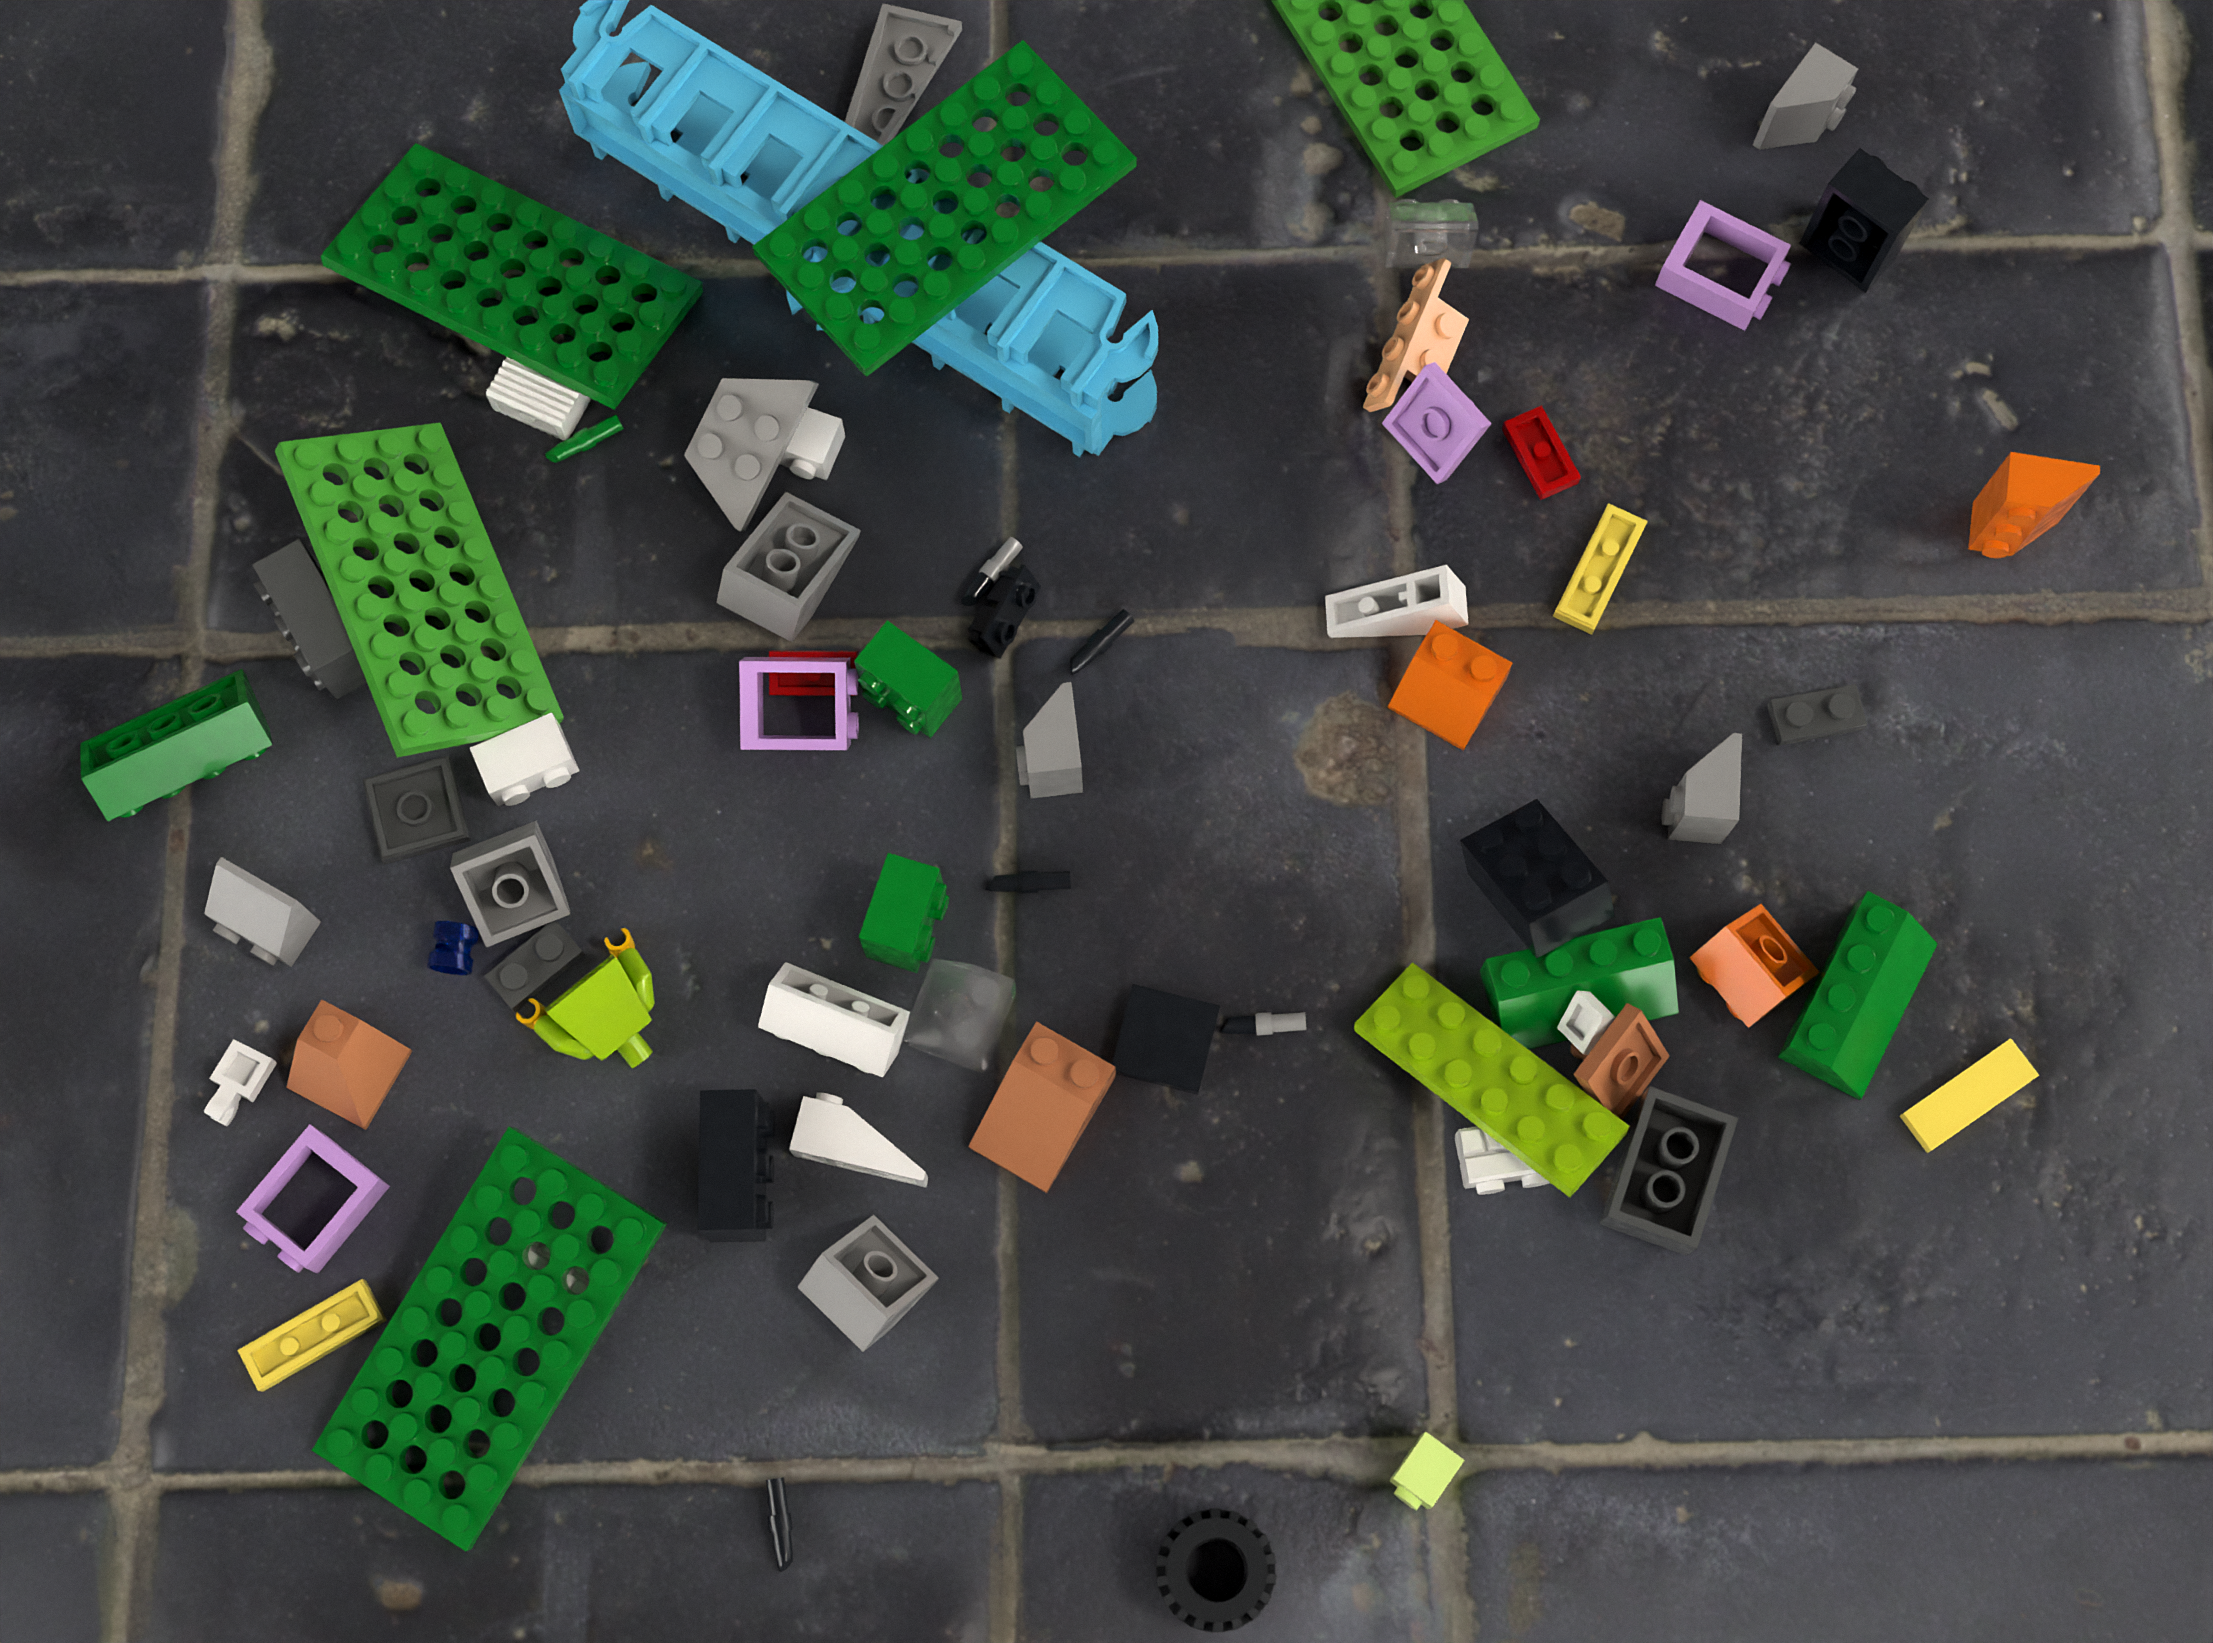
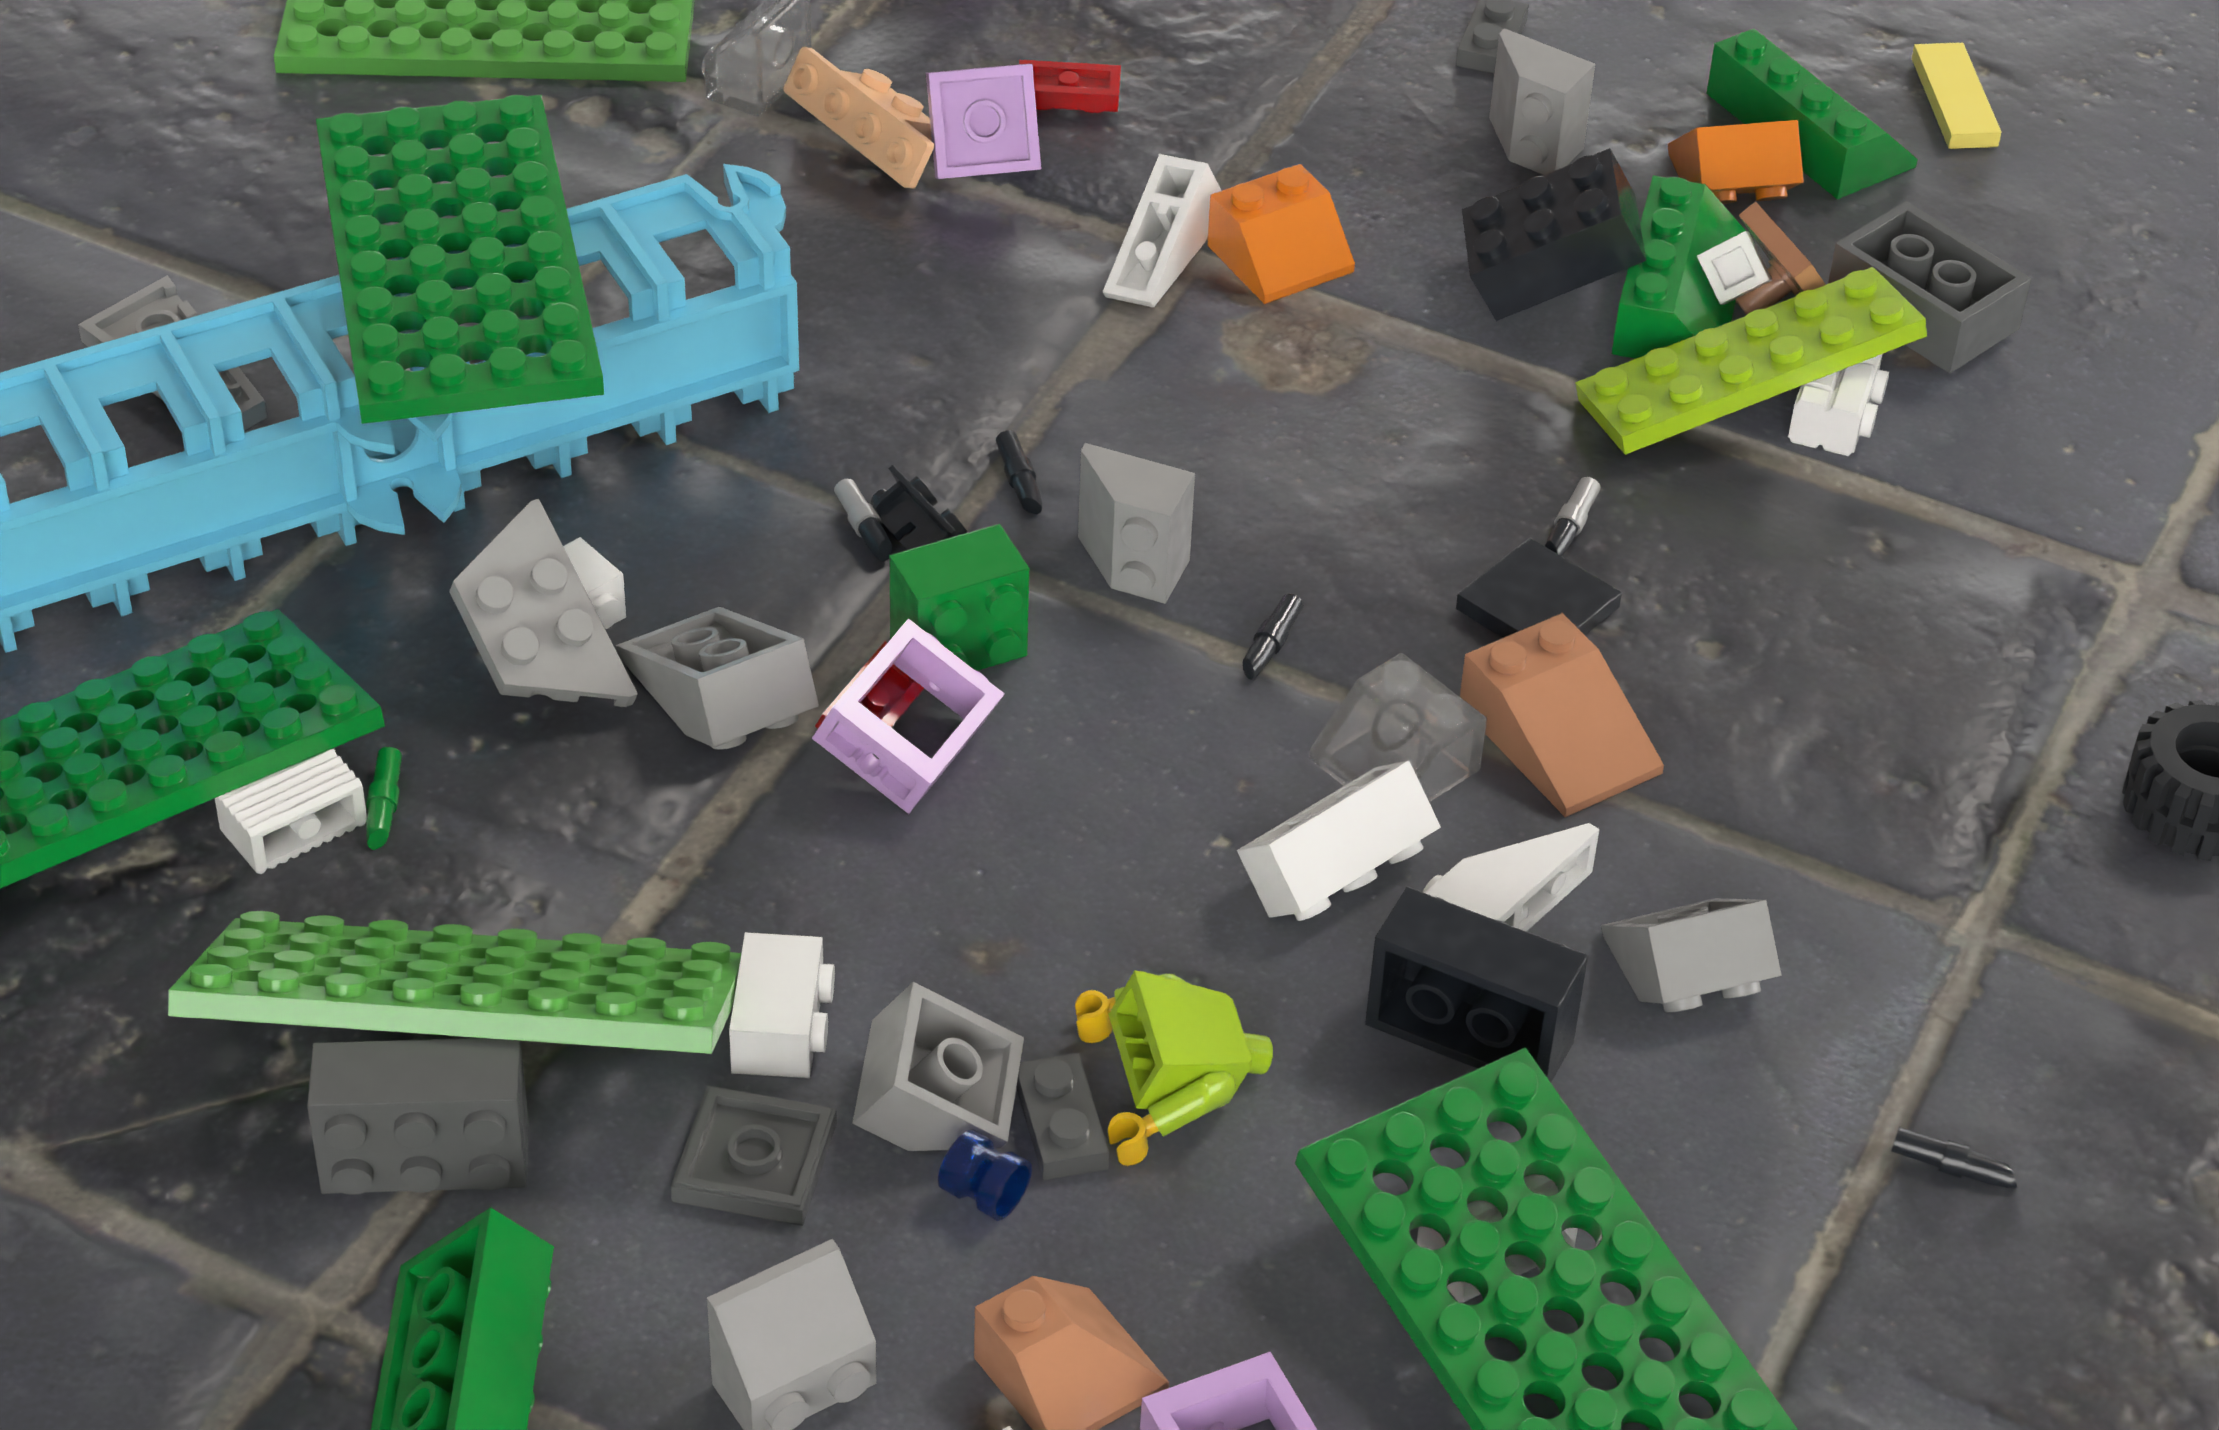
camera: 65 degrees left, 30 degrees down
(903, 913) = (1250, 720): green brick -> none
(1425, 1472) = (2166, 584): yellowish green brick -> none
(1600, 568) = (1226, 104): light yellow tile -> none

